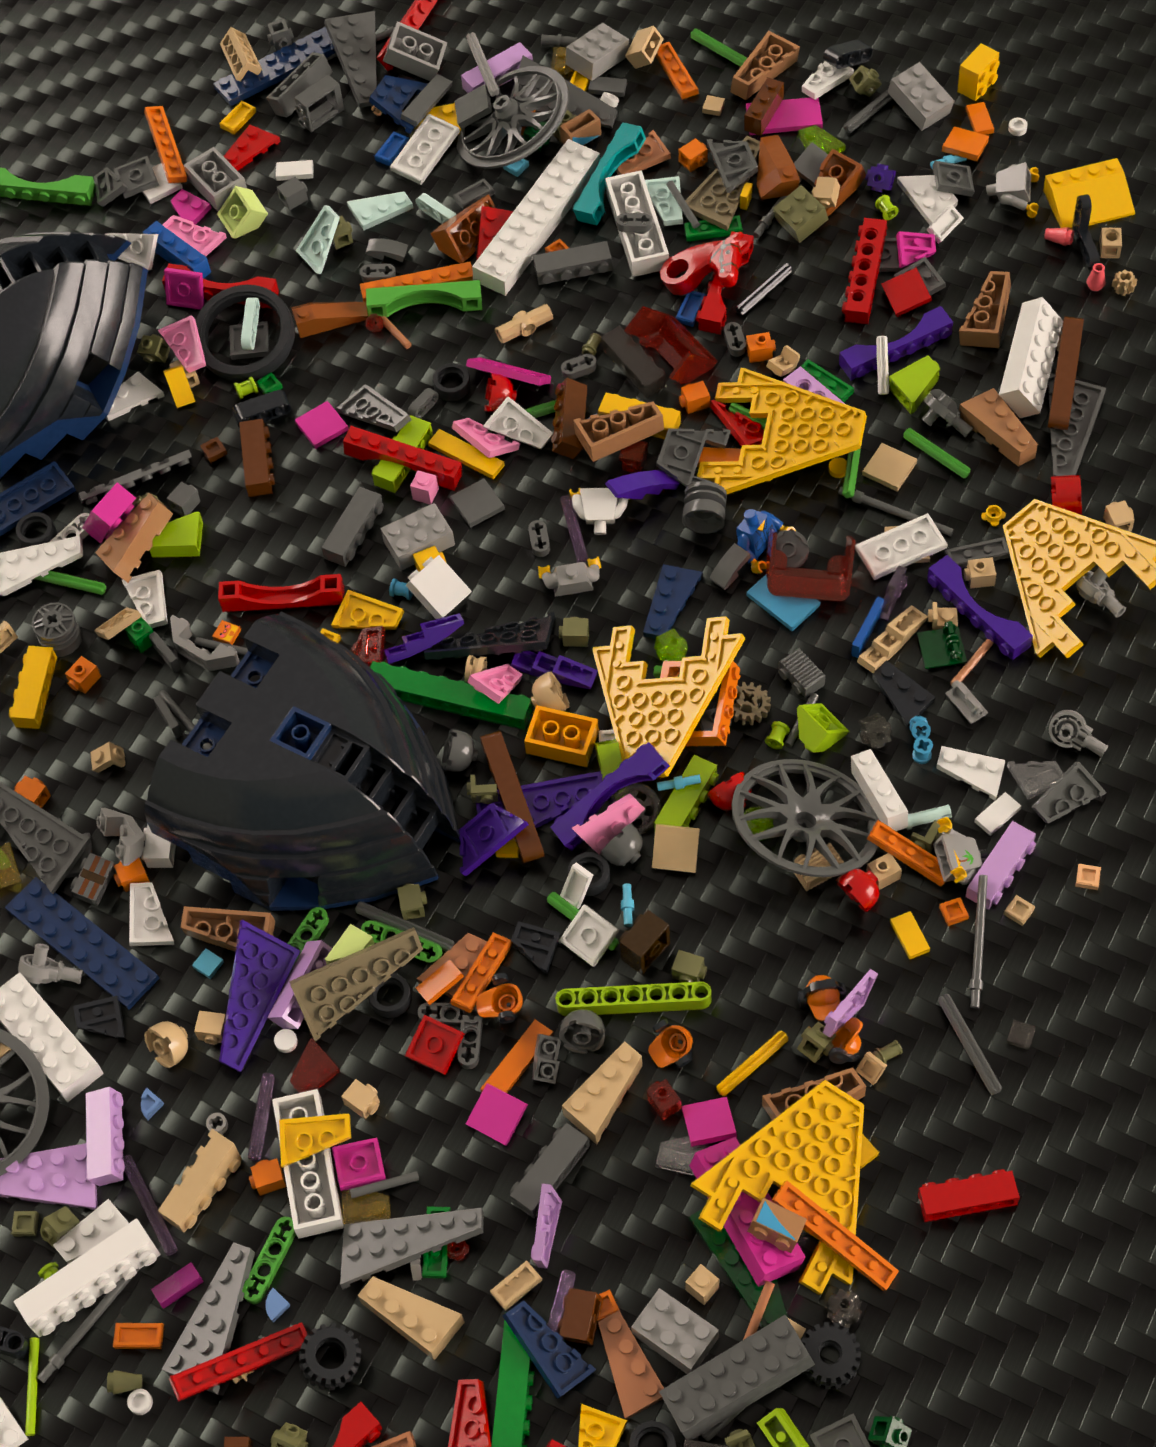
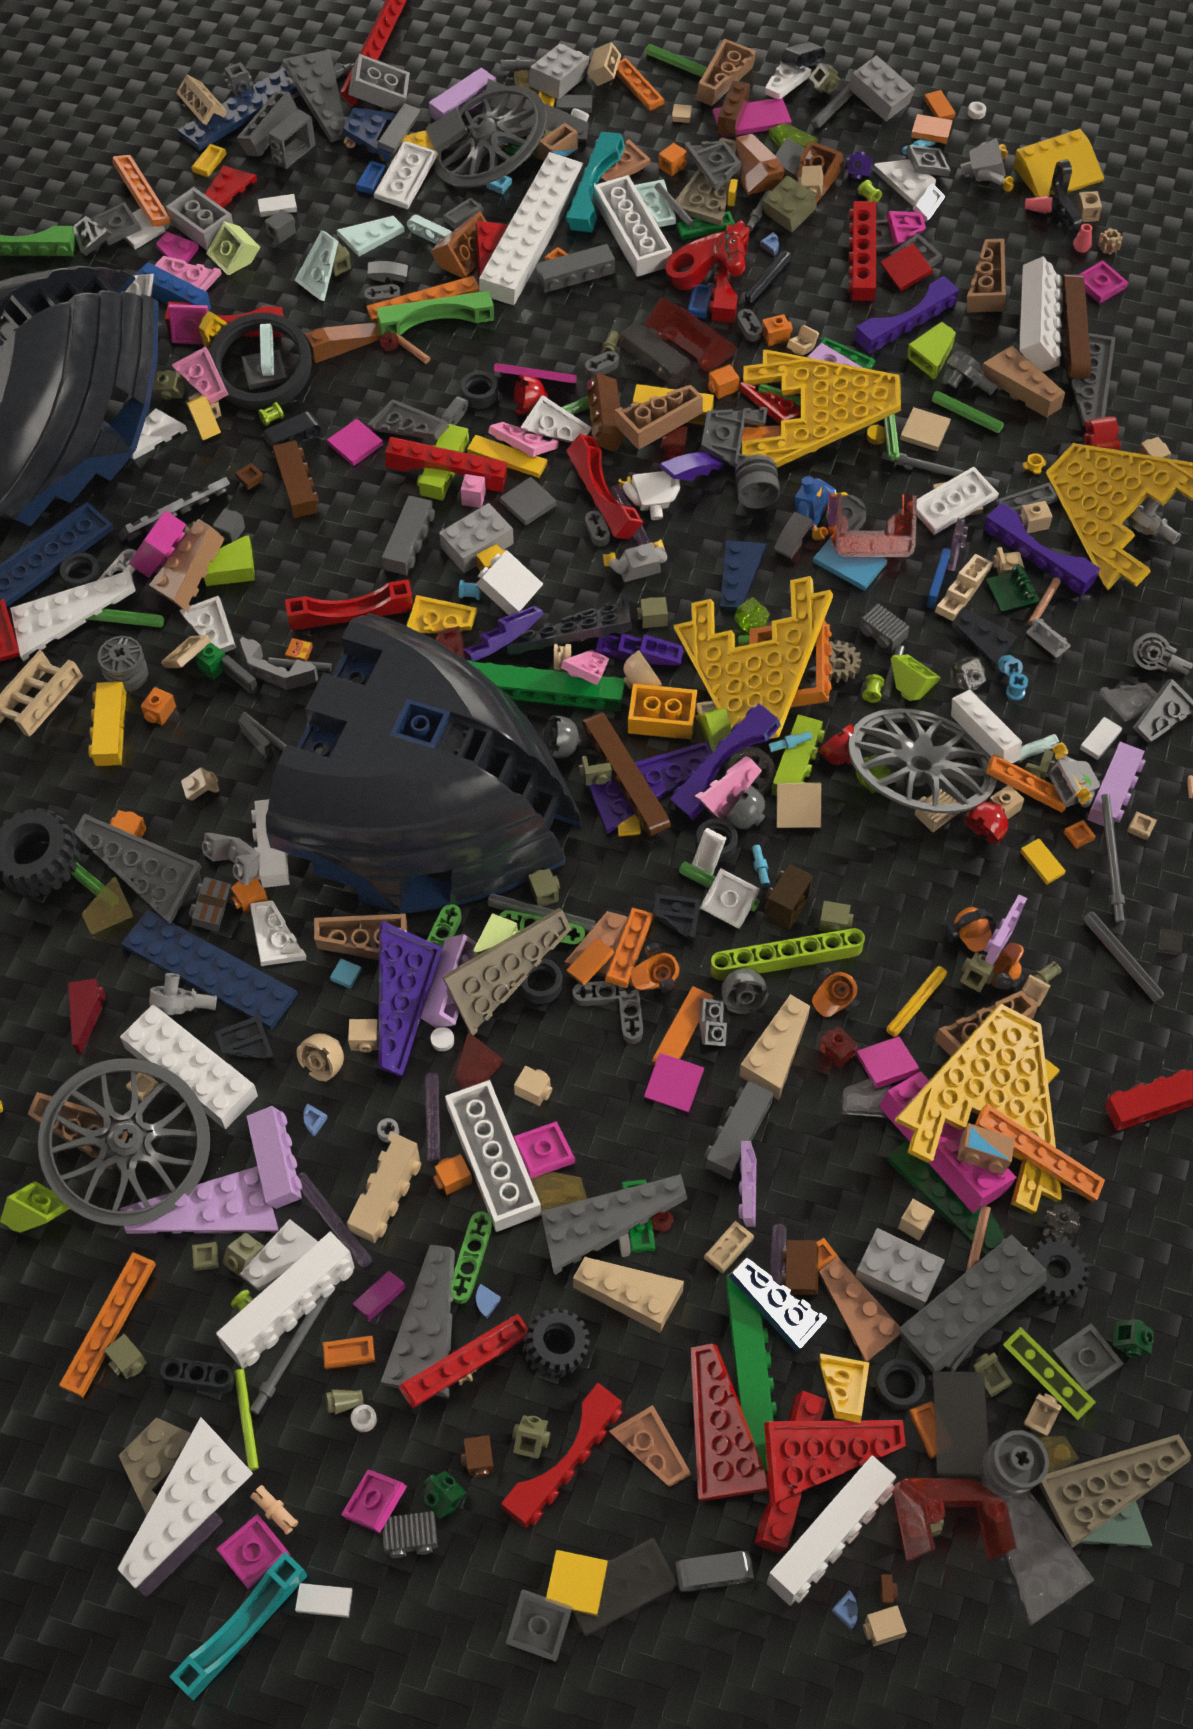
camera: 15 degrees left, 0 degrees up
(200, 295) = (210, 327): none -> yellow wing
(268, 384) = (293, 408): green tile -> none
(311, 1135) = (494, 1125): yellow wing -> none
(384, 1184) = (574, 1166): dark grey bar -> none
(434, 1044) = (597, 1023): red tile -> none
(482, 64) = (449, 89): light grey axle -> none
(486, 835) = (609, 813): dark purple wing -> none
(524, 323) = (539, 328): tan piece -> none
(541, 464) = (587, 458): none -> red arch
(634, 222) = (632, 223): dark grey beam -> none
(774, 253) = (770, 244): none -> medium blue tile
(882, 365) = (900, 334): white axle -> none
(978, 72) = (931, 62): yellow brick -> none
(978, 770) = (1070, 699): white wing -> none
(1107, 325) = (1102, 282): none -> dark pink tile

